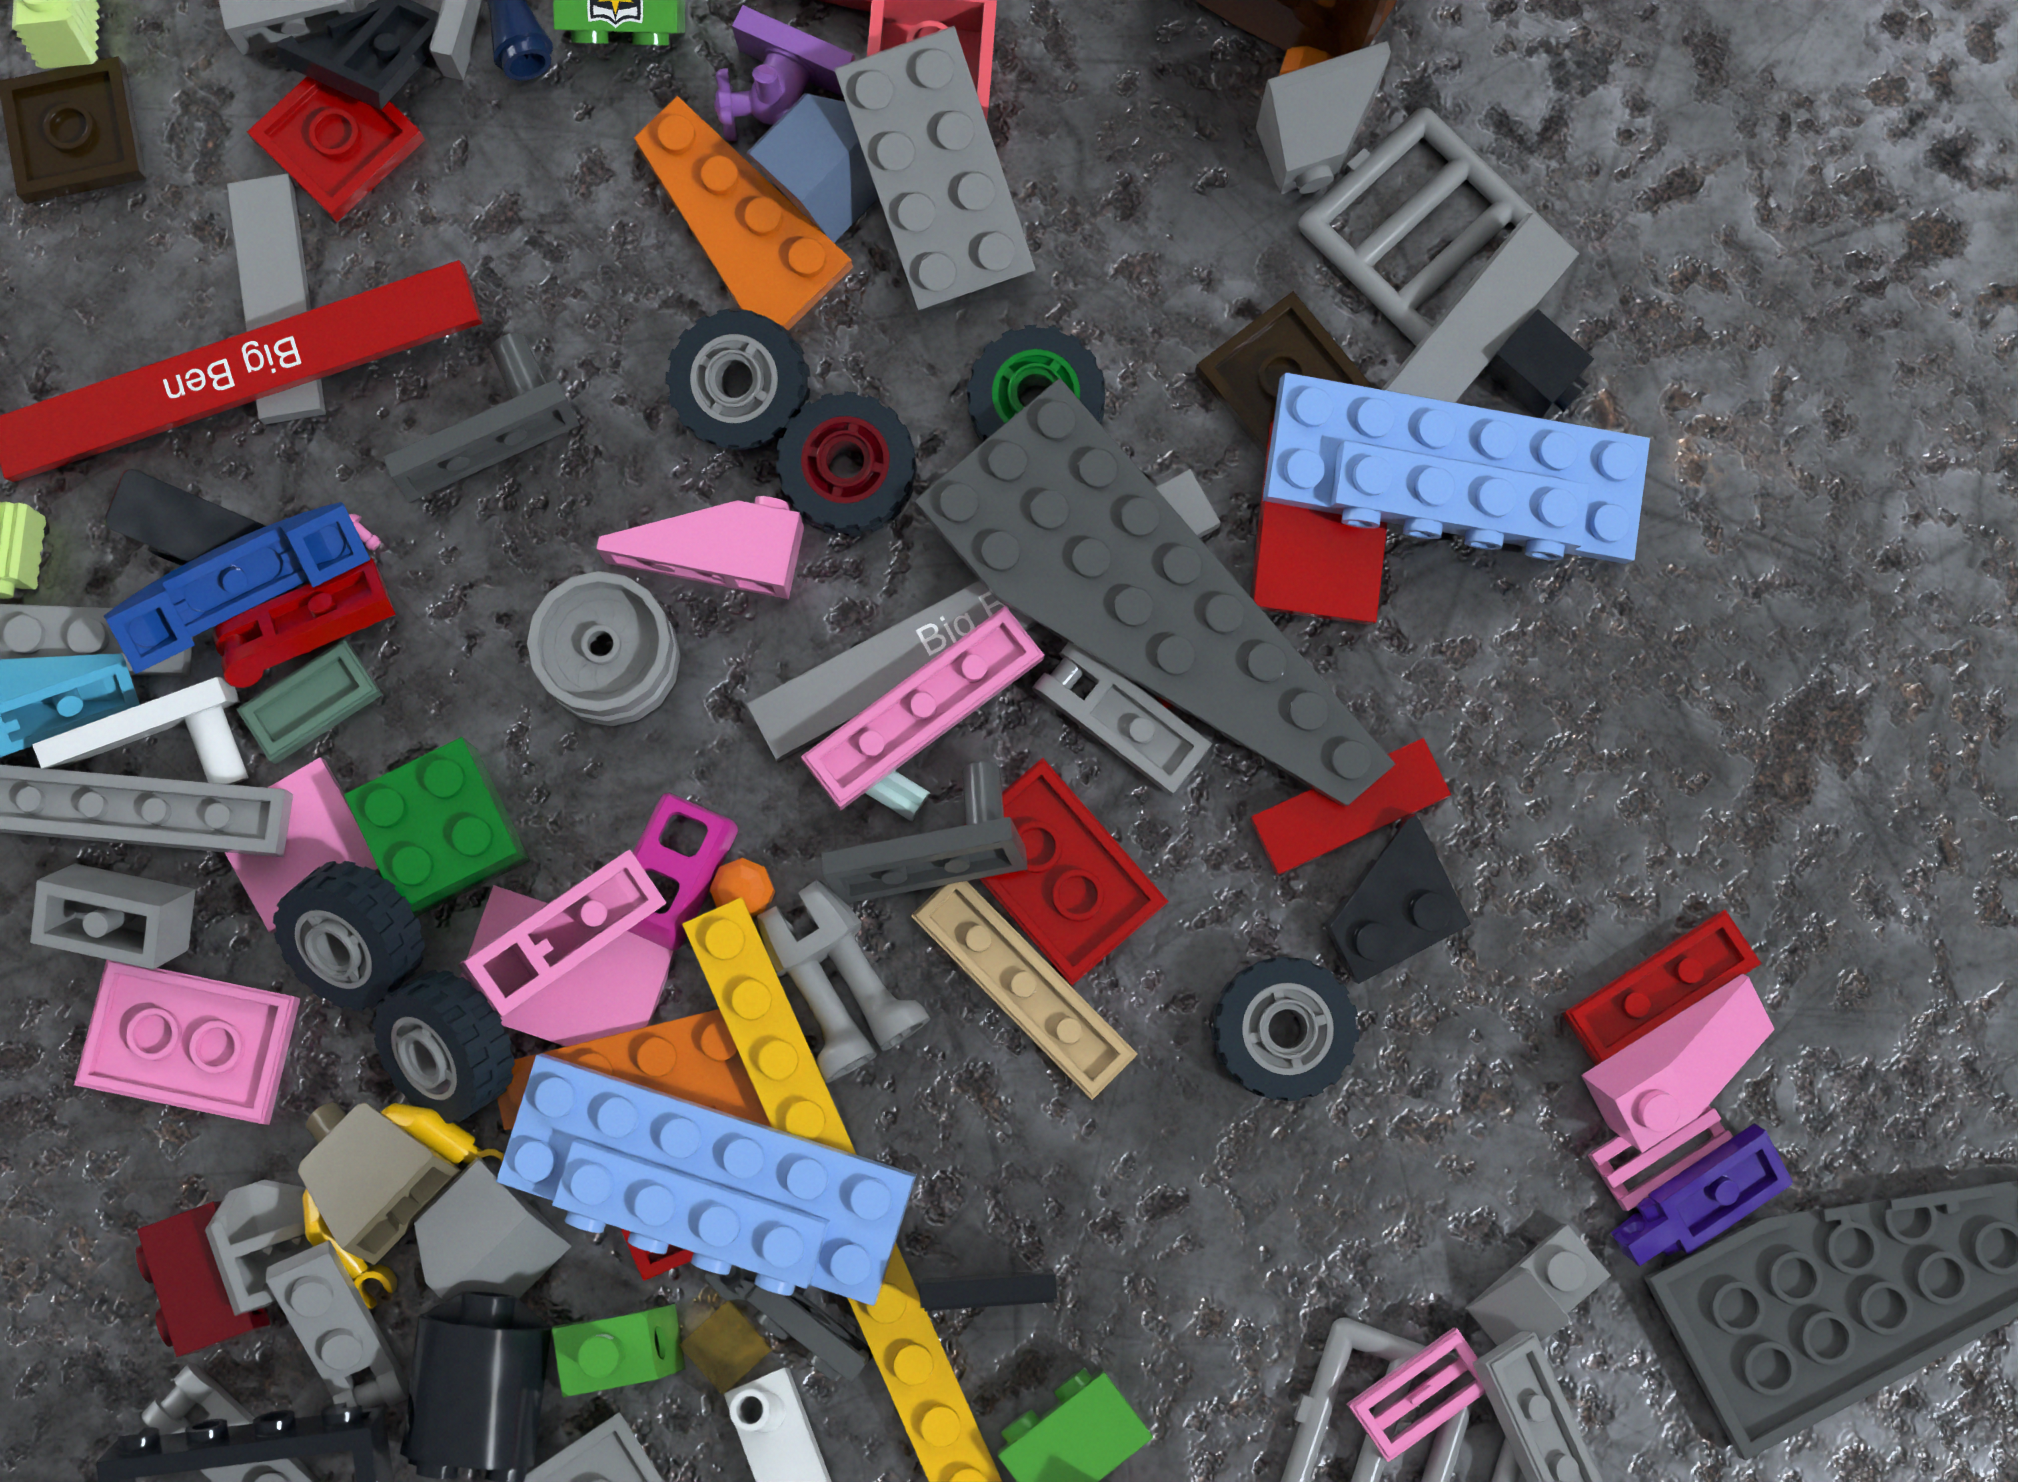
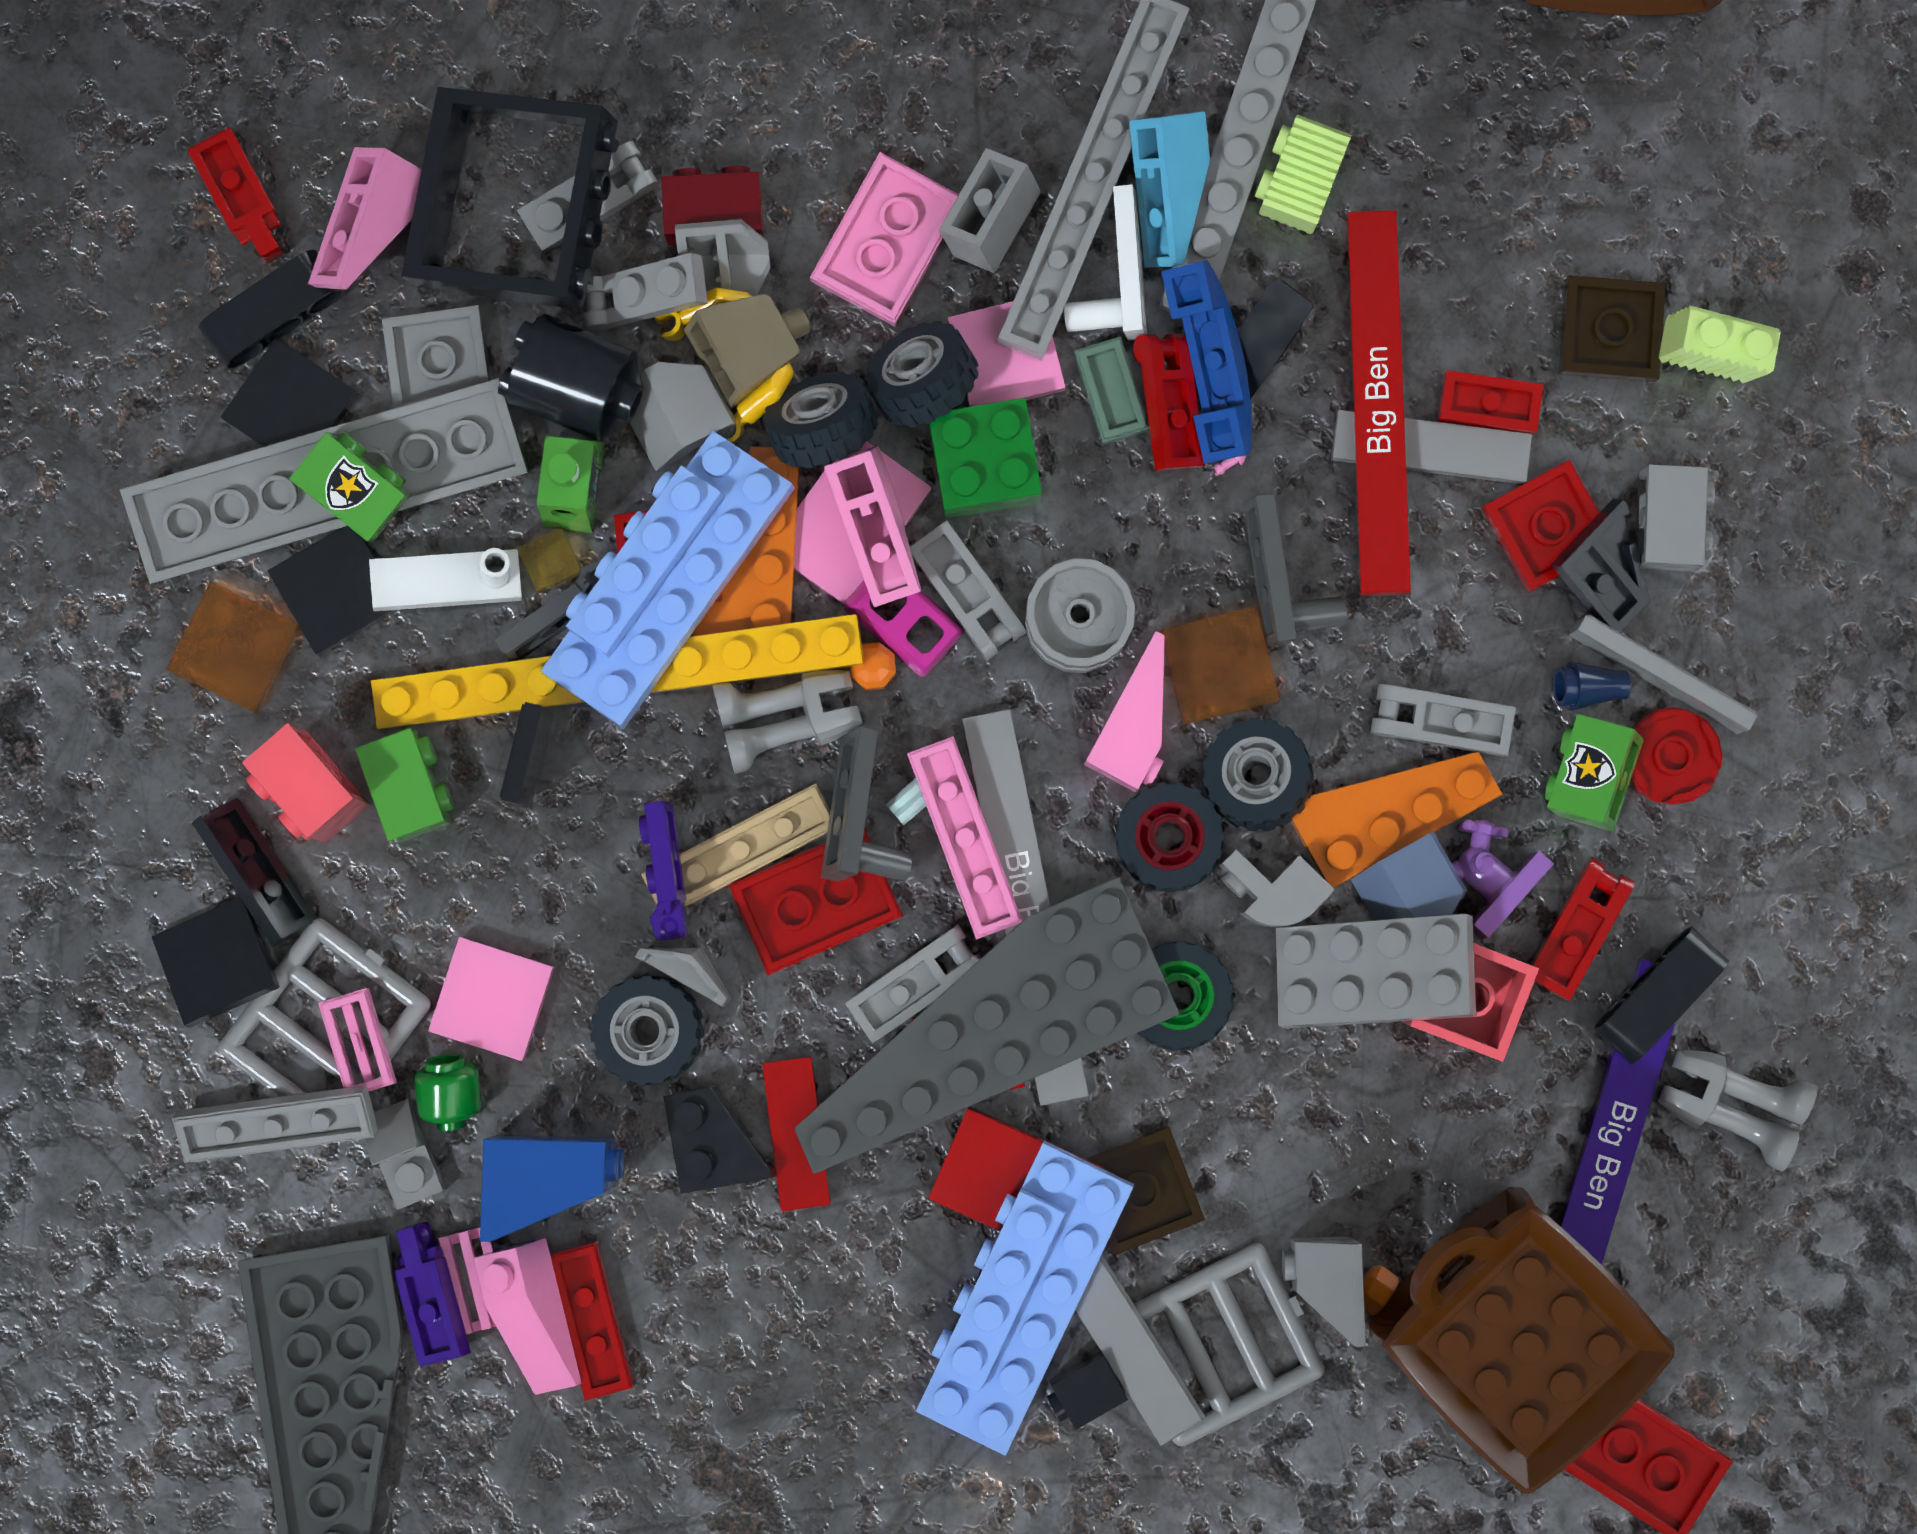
camera: 105 degrees right, 5 degrees up
(200, 242) = (1490, 402): none -> red plate
(607, 186) = (1445, 720): none -> light grey plate
(611, 802) = (965, 588): none -> light grey plate
(618, 468) = (1219, 665): none -> clear orange tile
(882, 310) = (1284, 900): none -> light grey brick
(1084, 1064) = (665, 873): none -> dark purple hinge
(1190, 1001) = (690, 968): none -> light grey slope
(1308, 1242) = (491, 999): none -> bright pink tile
(1443, 1257) = (448, 1091): none -> green head
(1514, 1095) = (542, 1176): none -> blue slope

